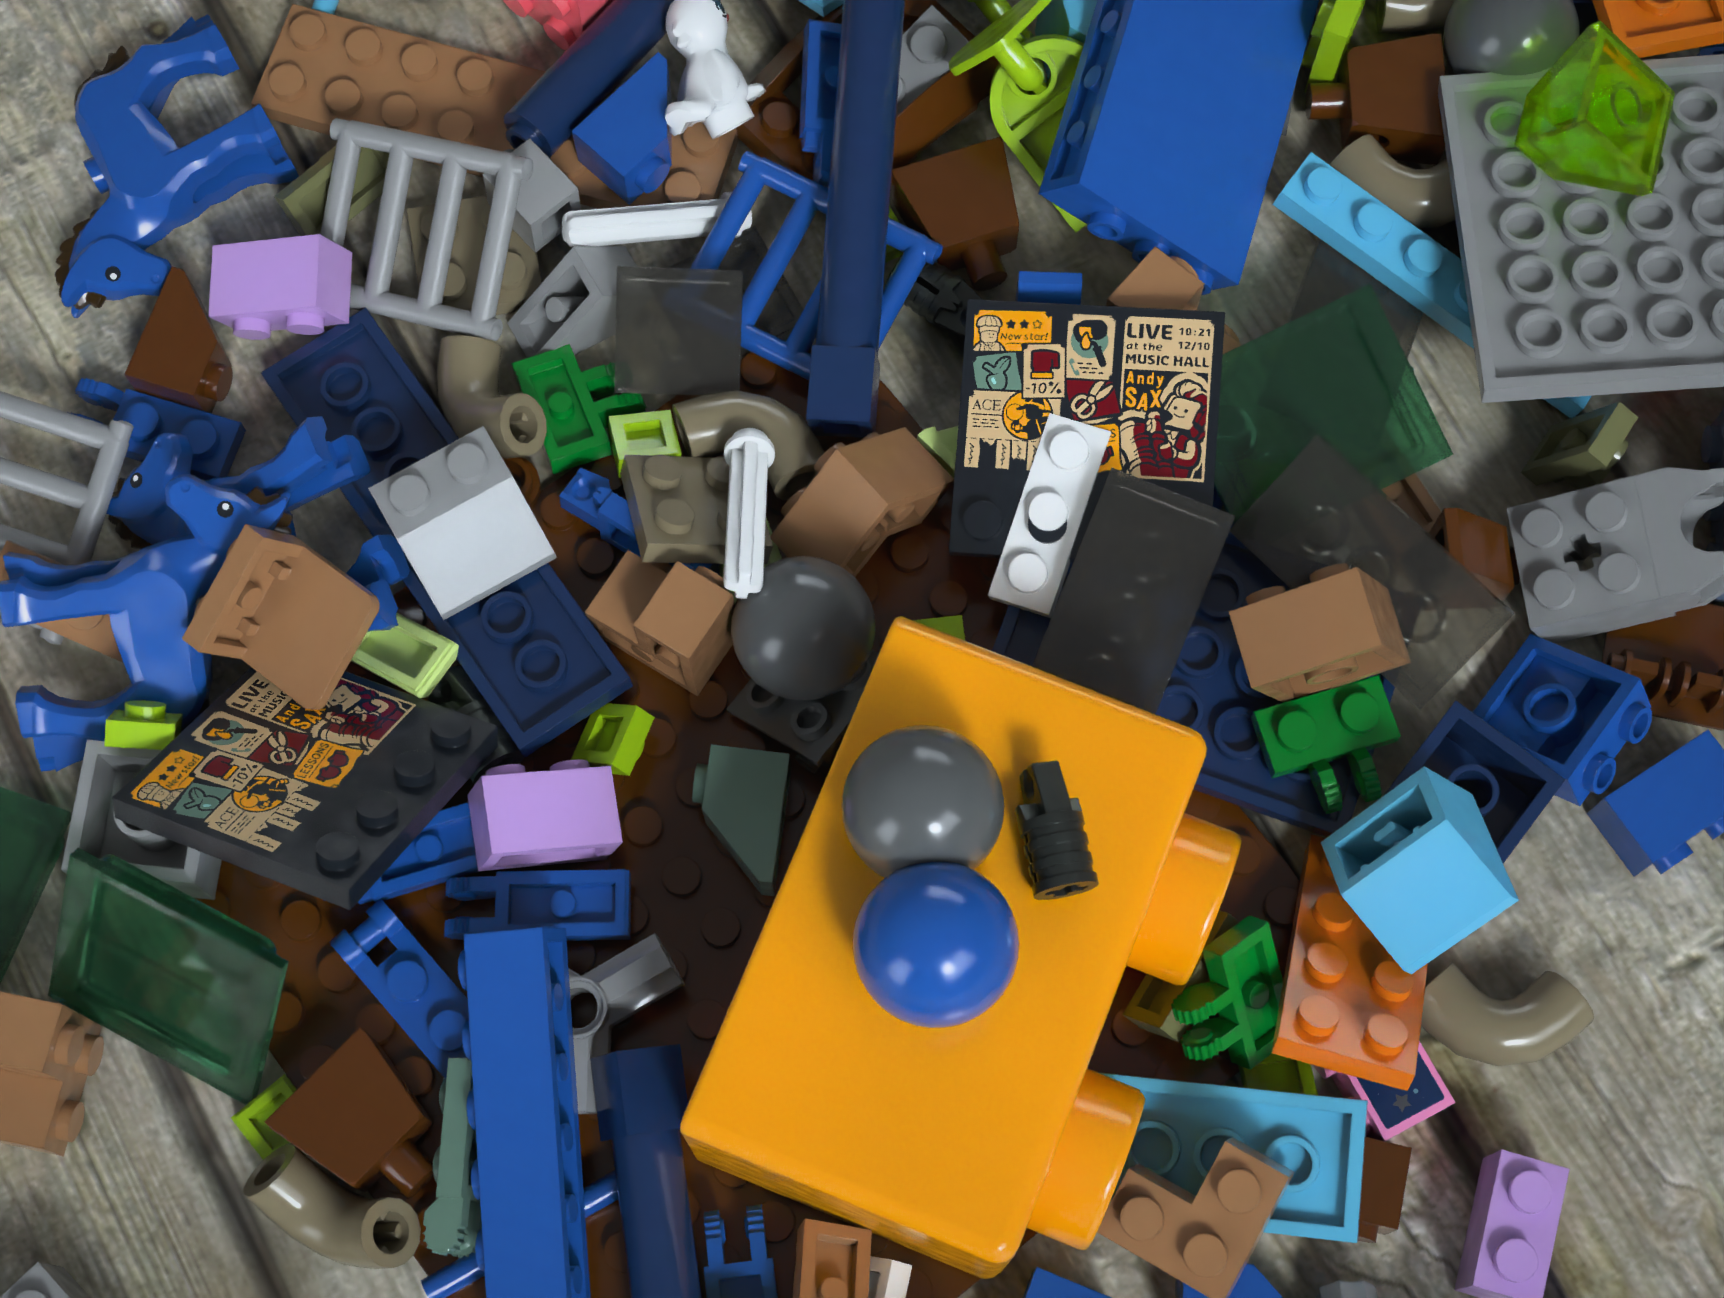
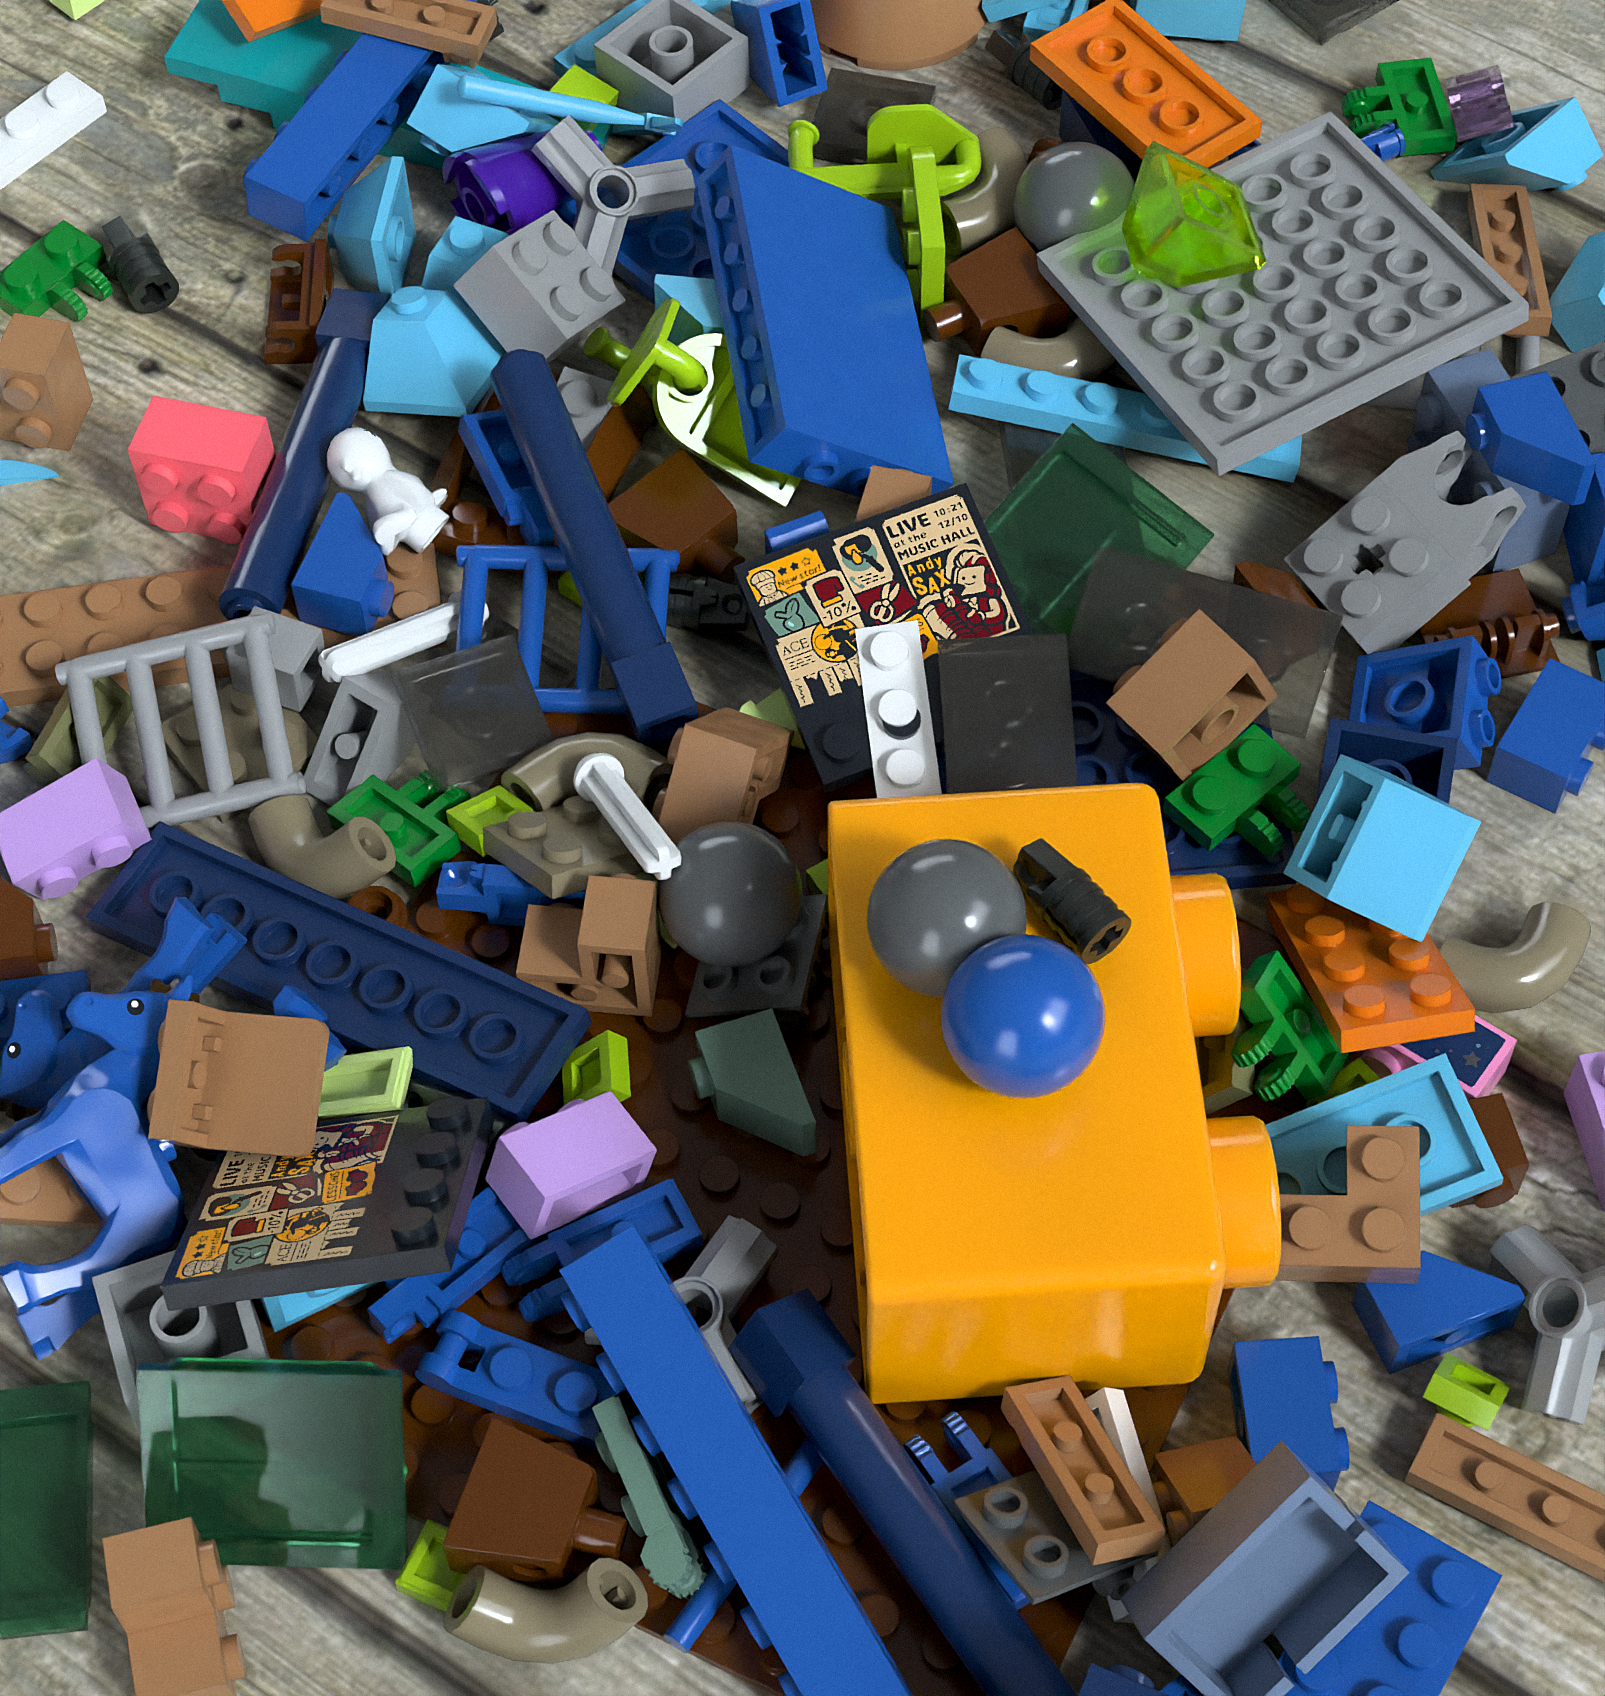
camera: 25 degrees left, 15 degrees down
(142, 726) = (142, 1239): lime plate -> none
(463, 522) = (360, 942): slope -> none
(1582, 447) = (1316, 488): olive hinge -> none

